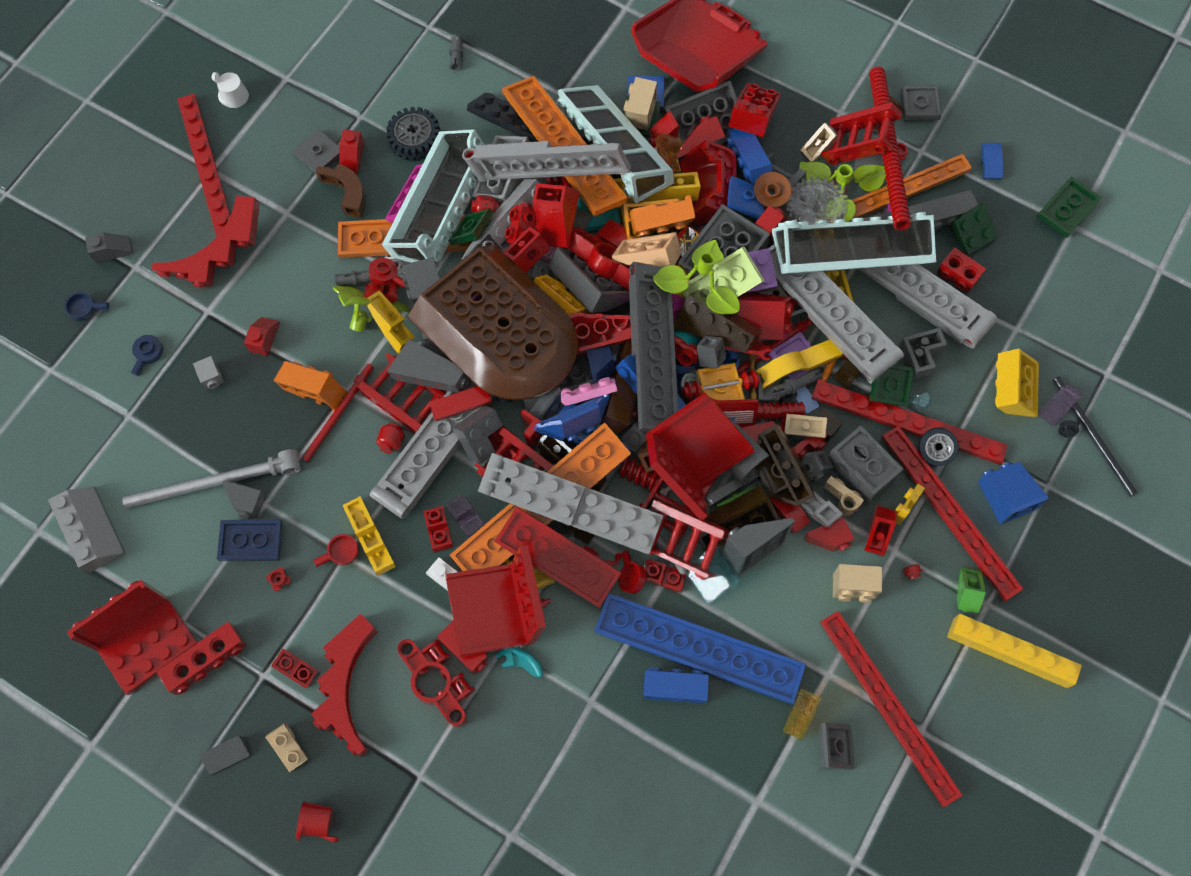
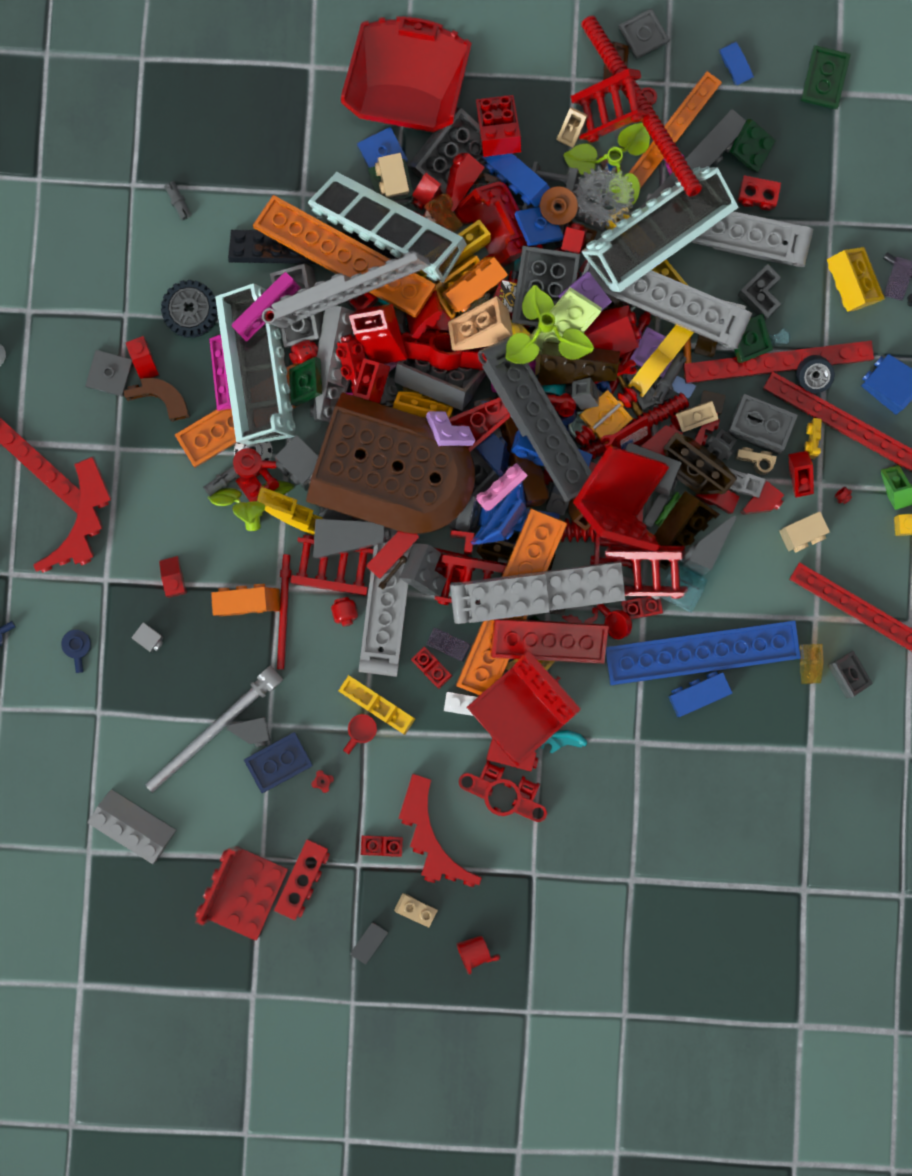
camera: 35 degrees left, 15 degrees up
(452, 160) = (251, 319): none -> dark pink slope
(465, 414) = (383, 584): none -> dark brown hinge
(564, 319) = (446, 433): none -> lavender plate
(605, 220) = (428, 316): none -> red slope

